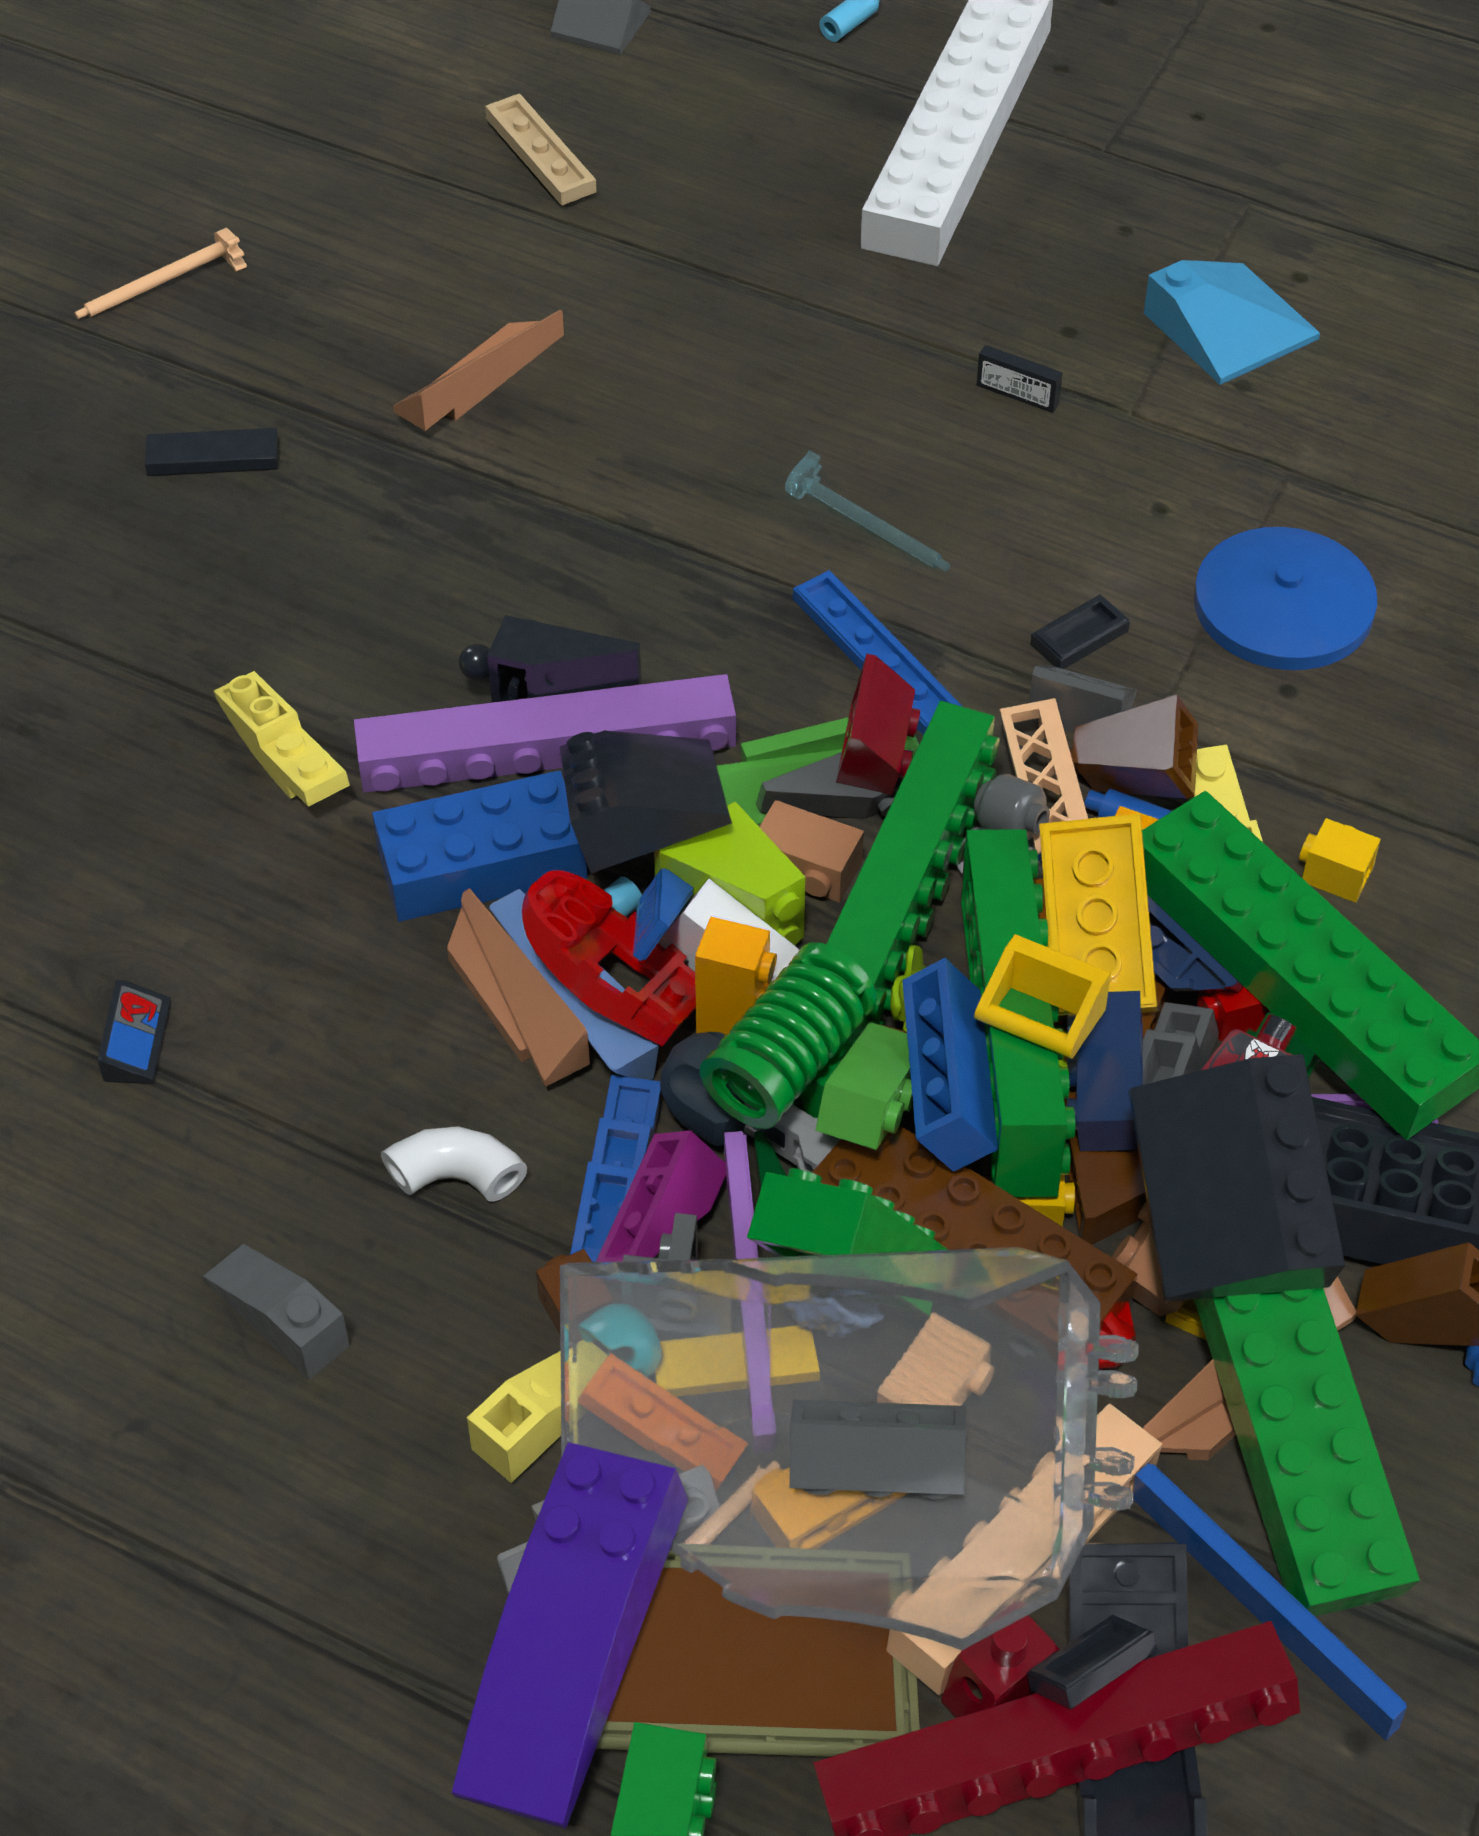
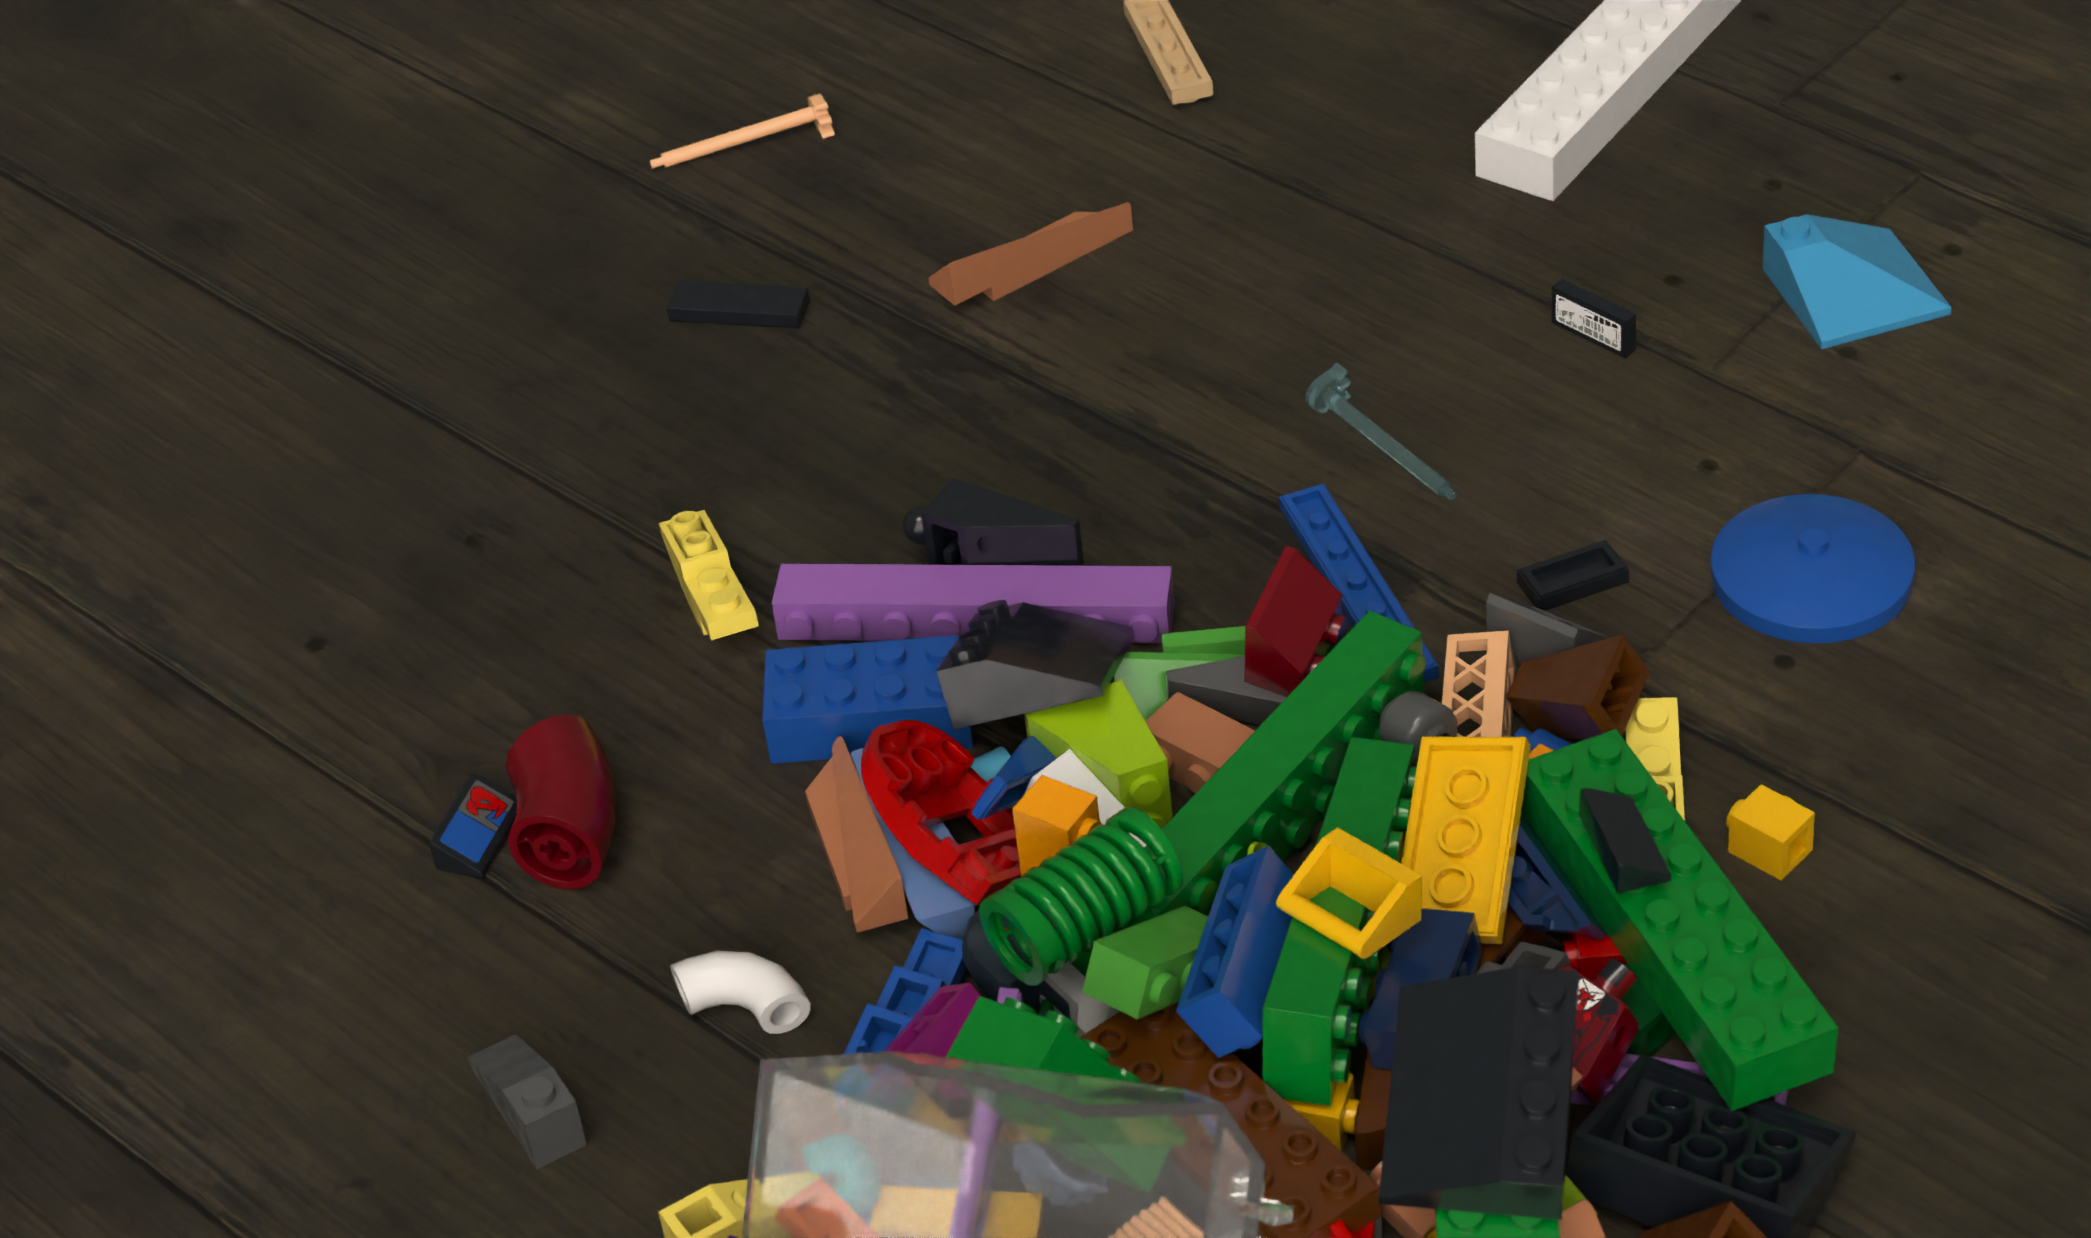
camera: 20 degrees right, 10 degrees down
(220, 998) = (562, 802): none -> dark red brick
(1256, 903) = (1622, 840): none -> black slope

